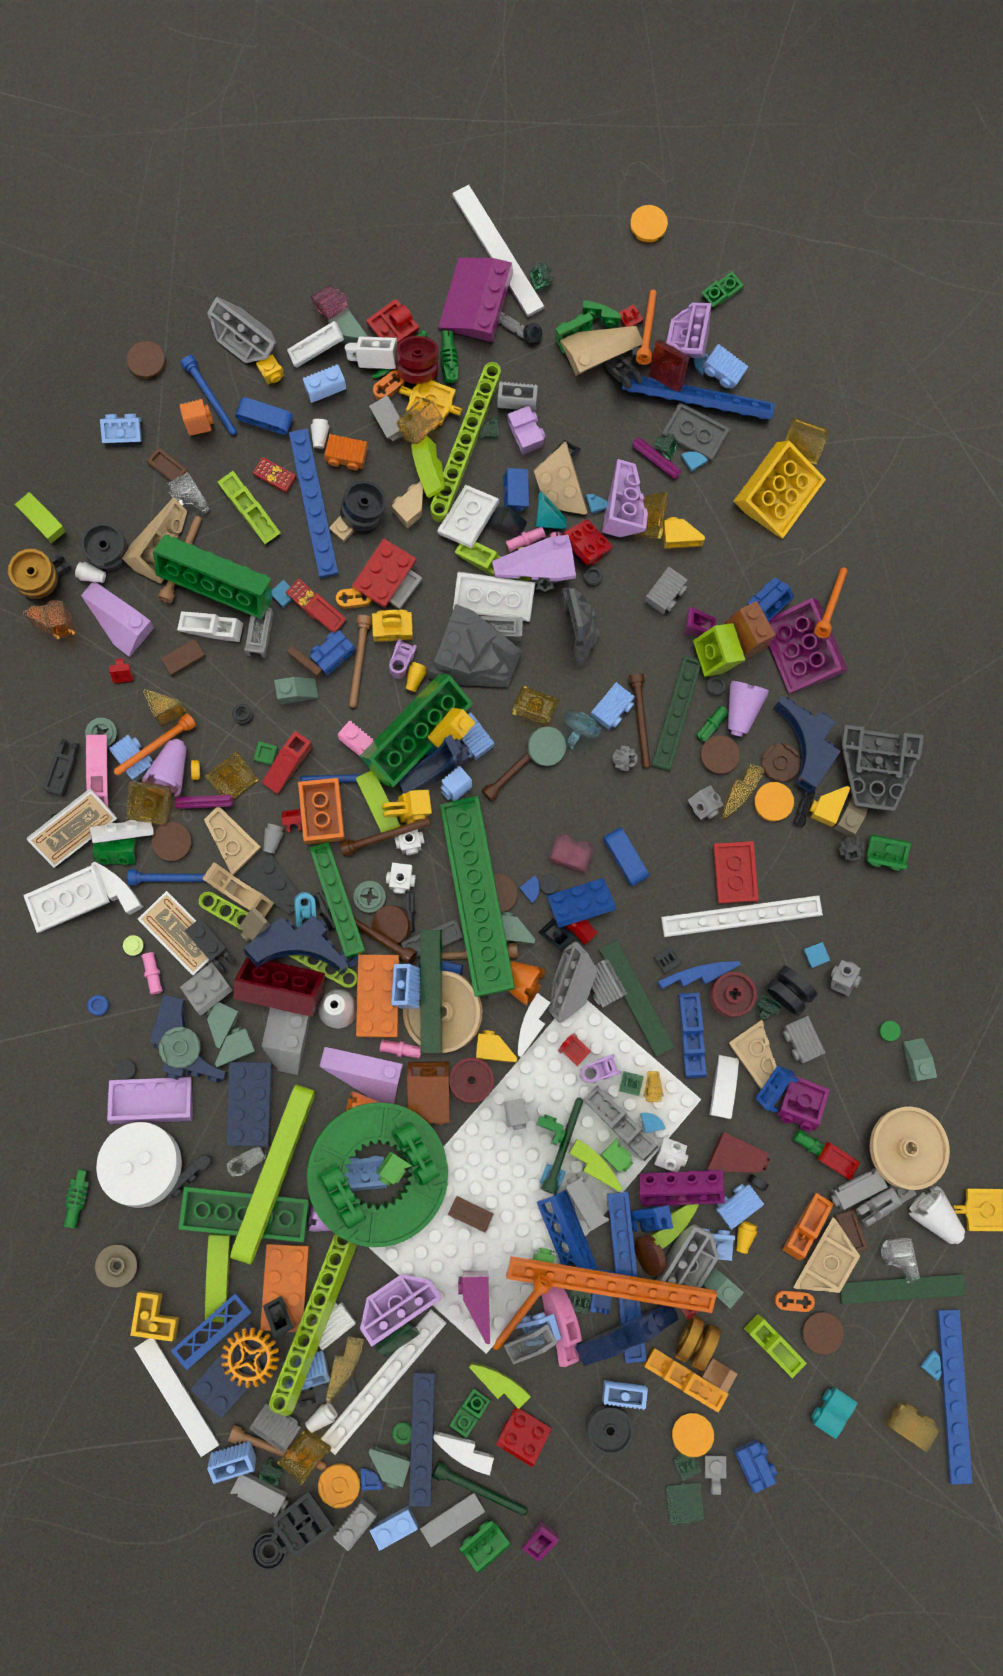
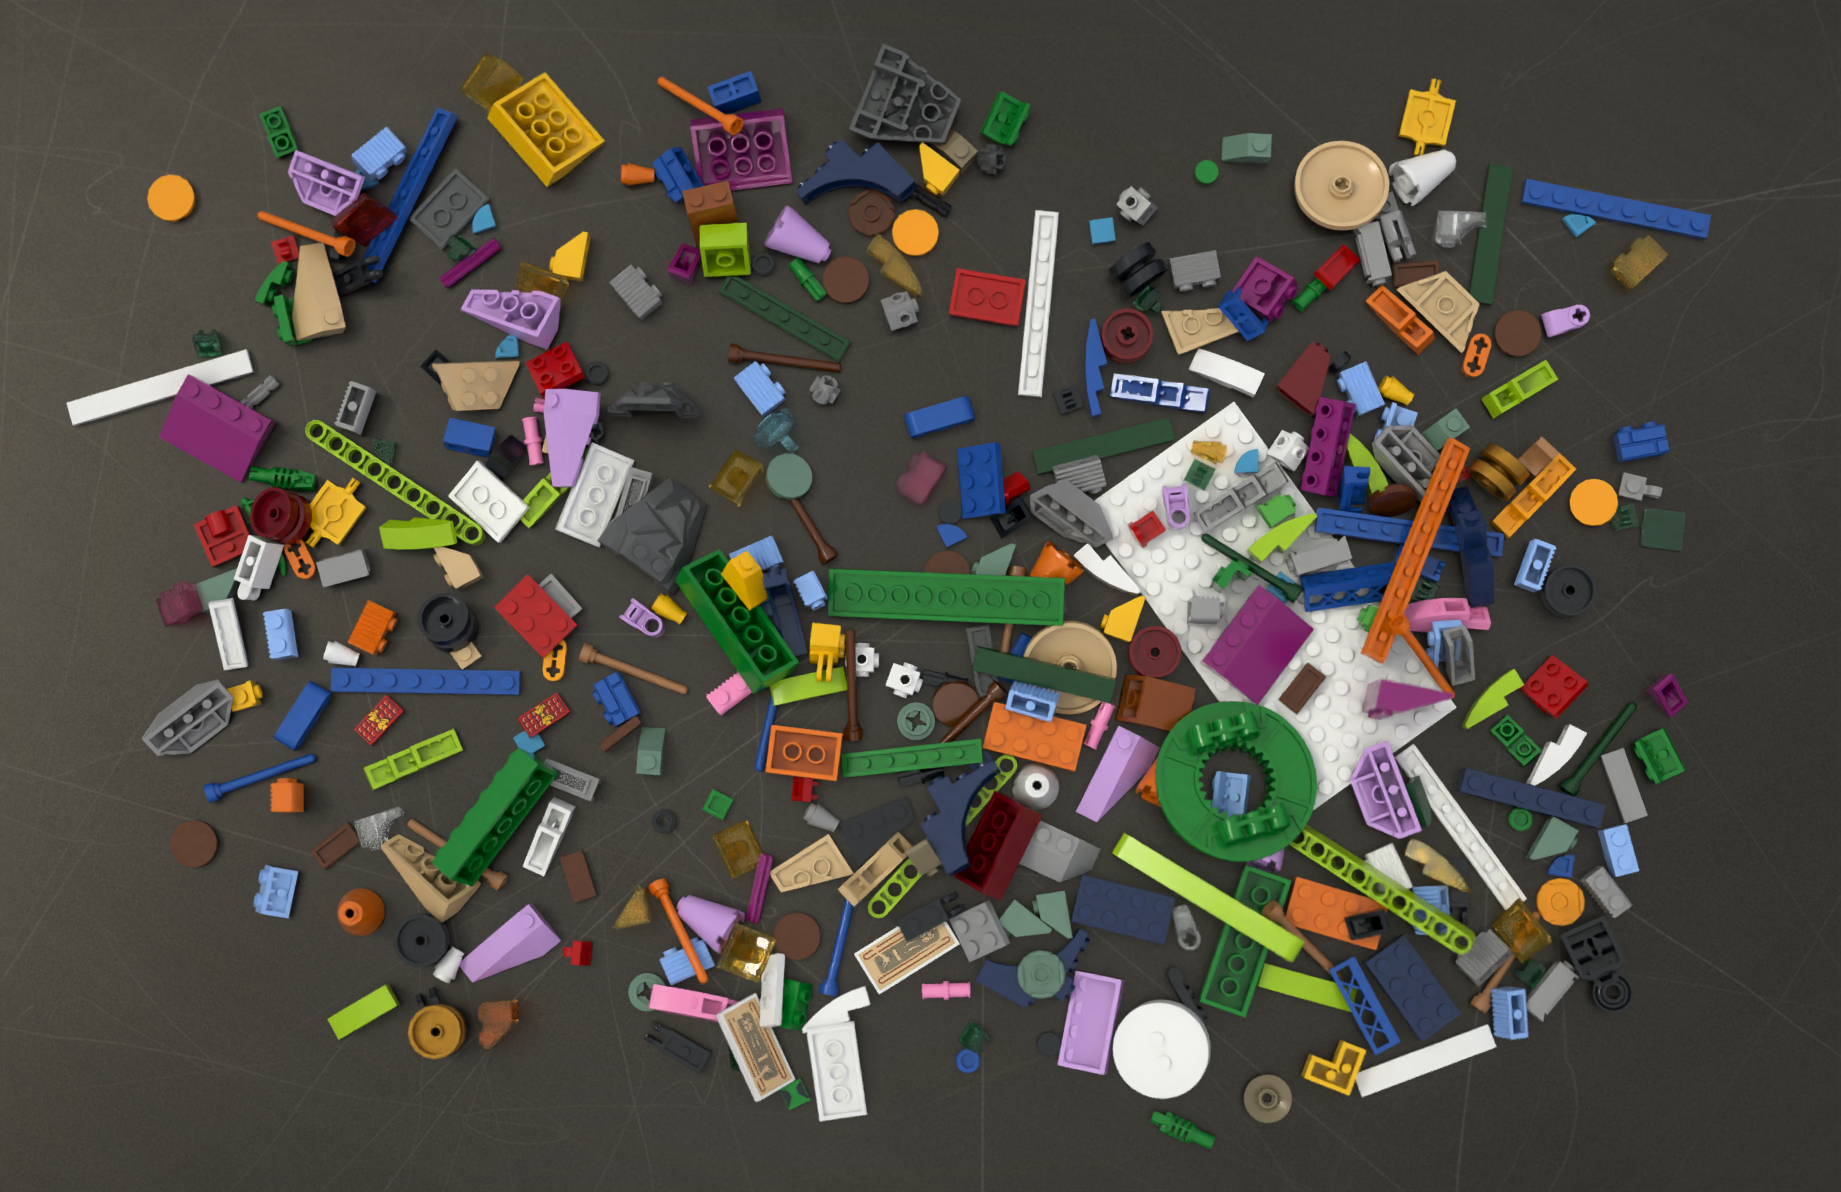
camera: 65 degrees left, 5 degrees up
(42, 870) = (795, 1094): none -> green tile
(118, 495) = (361, 912): none -> orange cone
(118, 1005) = (973, 1037): none -> clear green tile
(133, 945) = (908, 1005): yellowish green plate -> none
(195, 769) = (718, 890): yellow tile -> none
(255, 1366) = (1399, 955): light orange gear -> none
(271, 1233) = (1275, 913): none -> medium nougat piece
(287, 762) = (736, 781): red slope -> none
(306, 910) = (915, 800): medium azure plate -> none
(322, 1417) = (1484, 904): white cone -> none
(325, 613) = (566, 697): red tile -> none
(392, 625) = (601, 621): yellow brick -> none
(392, 1169) = (1235, 762): bright green window -> none
(419, 420) = (360, 531): clear yellow brick -> none
(498, 1167) = (1257, 645): none -> magenta slope
(525, 431) = (398, 408): lavender brick -> none
(532, 333) = (277, 371): black tile -> none
(548, 514) = (511, 406): teal slope -> none
(761, 566) = (635, 174): none -> orange cone
(834, 1412) = (1604, 344): teal brick -> none
(843, 1370) = (1561, 320): none -> lavender piece
(849, 629) = (735, 93): none -> blue hinge

